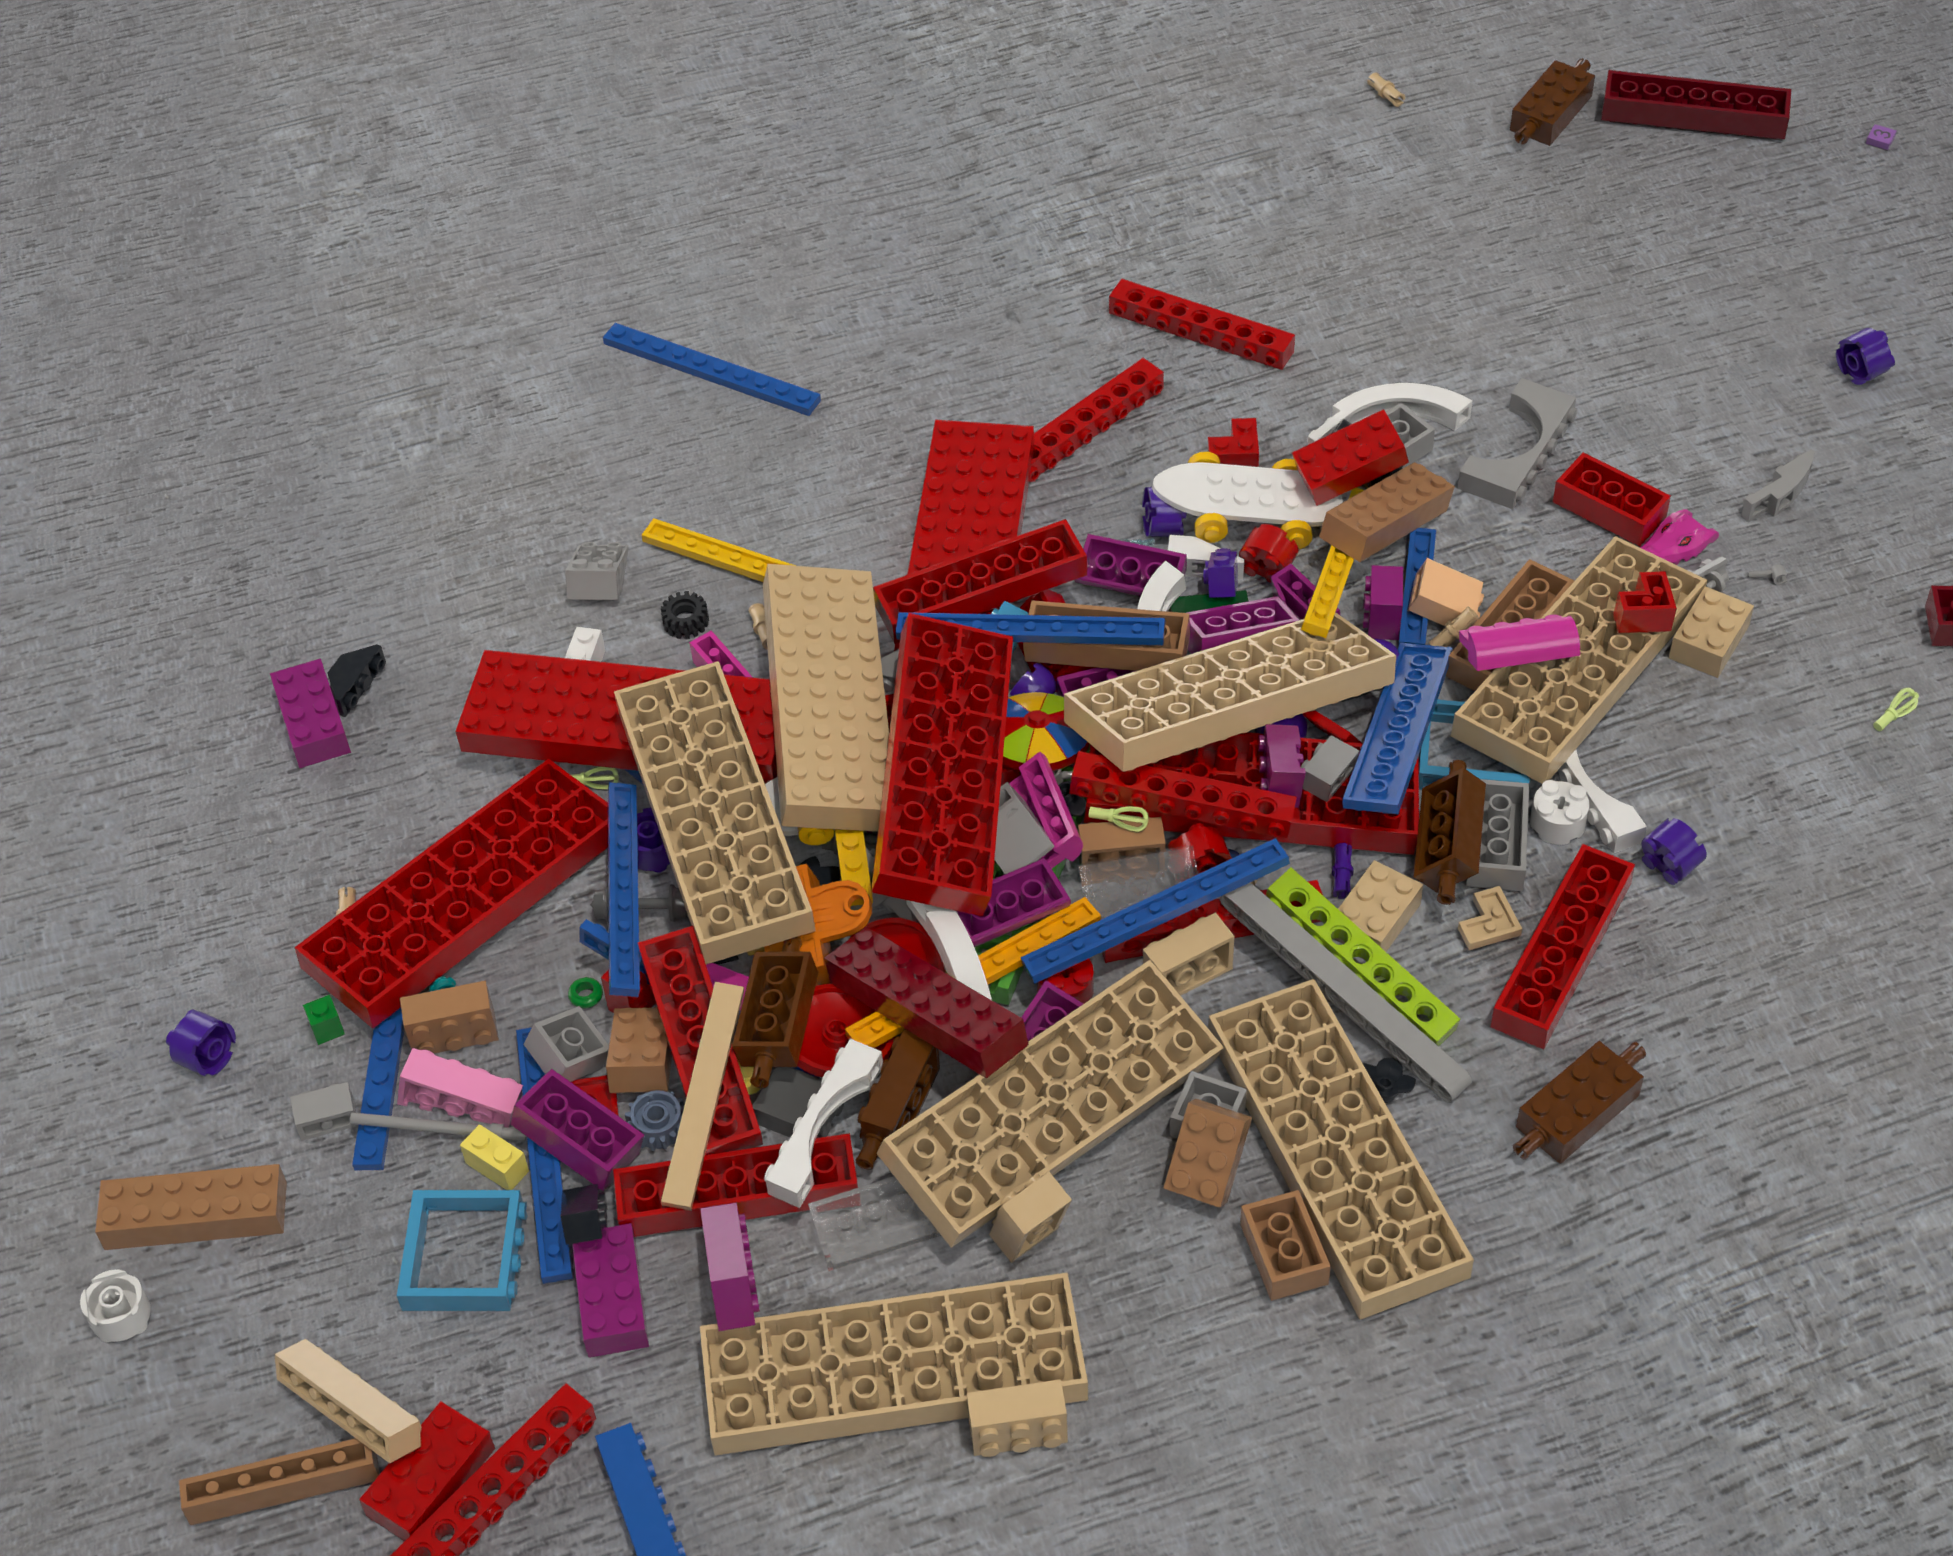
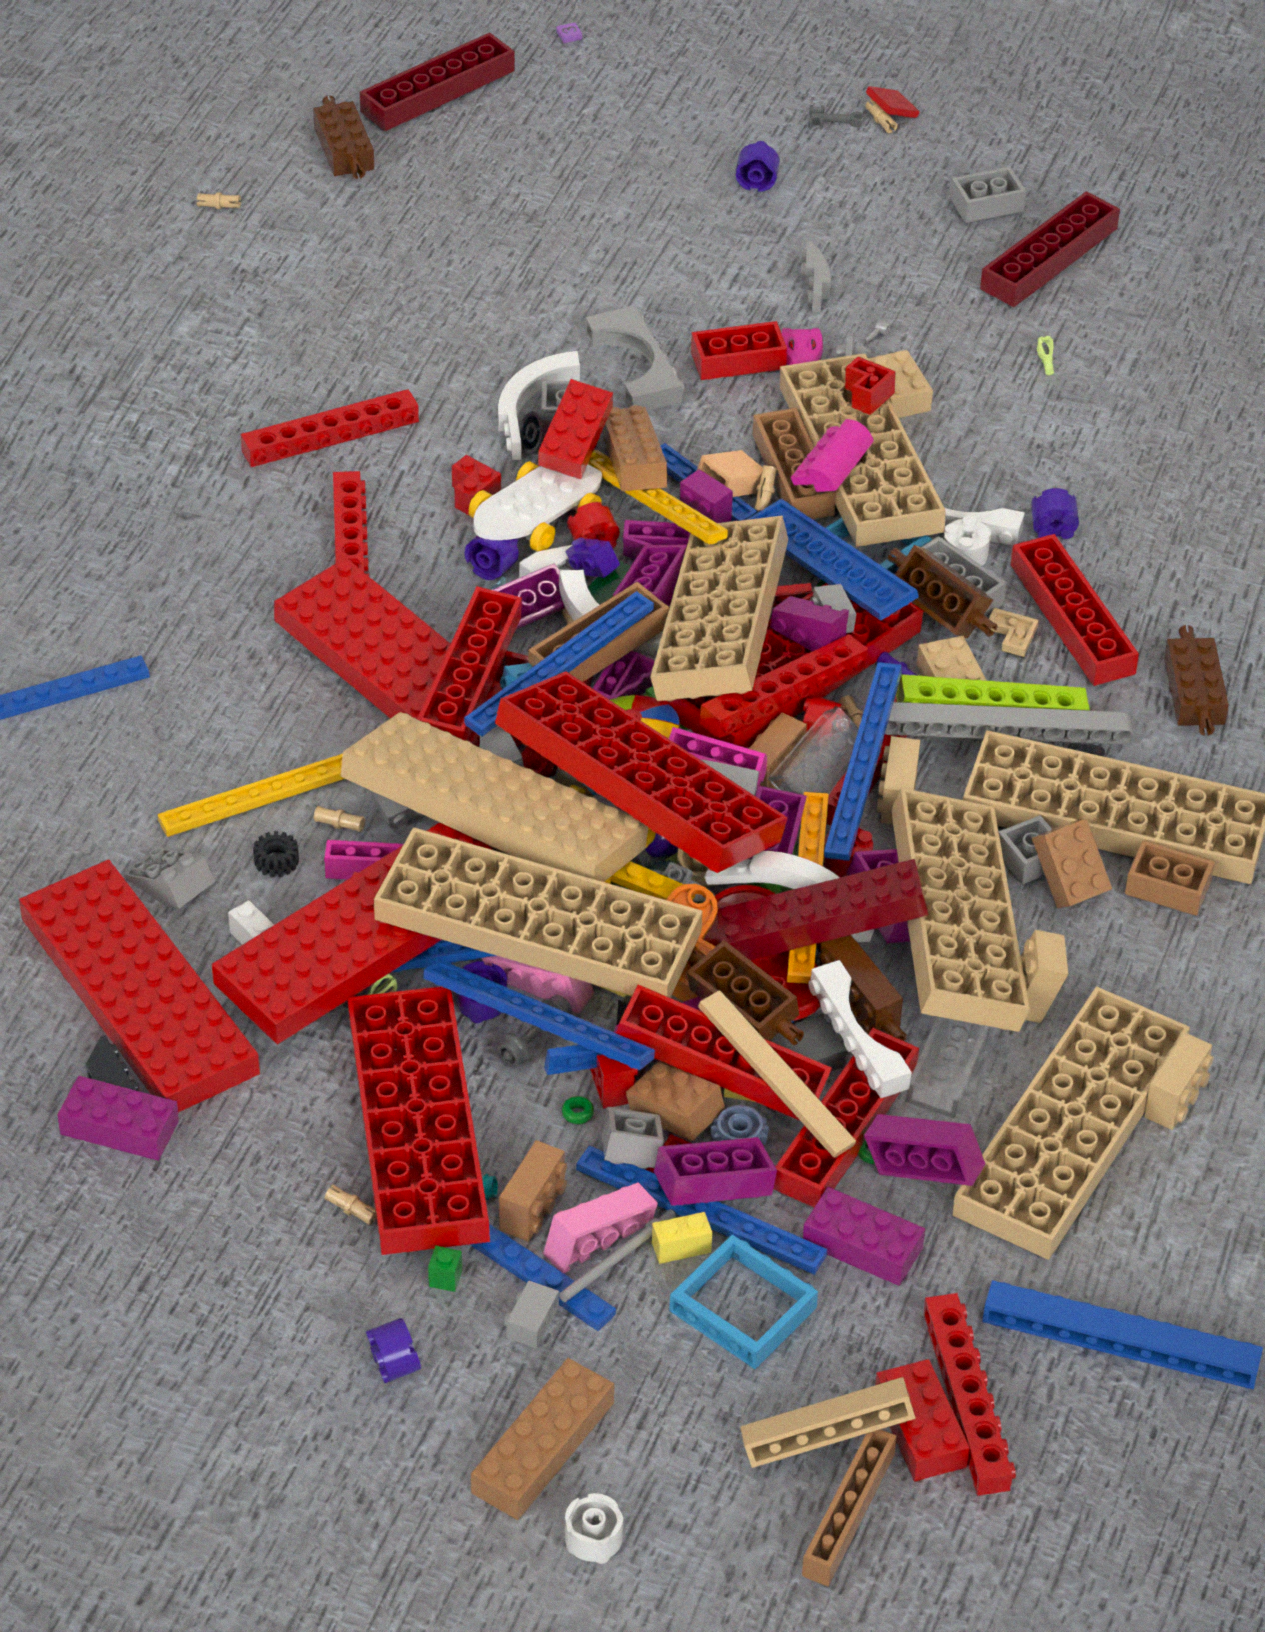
camera: 55 degrees left, 5 degrees down
(467, 606) = (139, 986): none -> red brick
(583, 1214) = (797, 1205): black brick -> none
(1113, 815) = (758, 731): yellowish green piece -> none

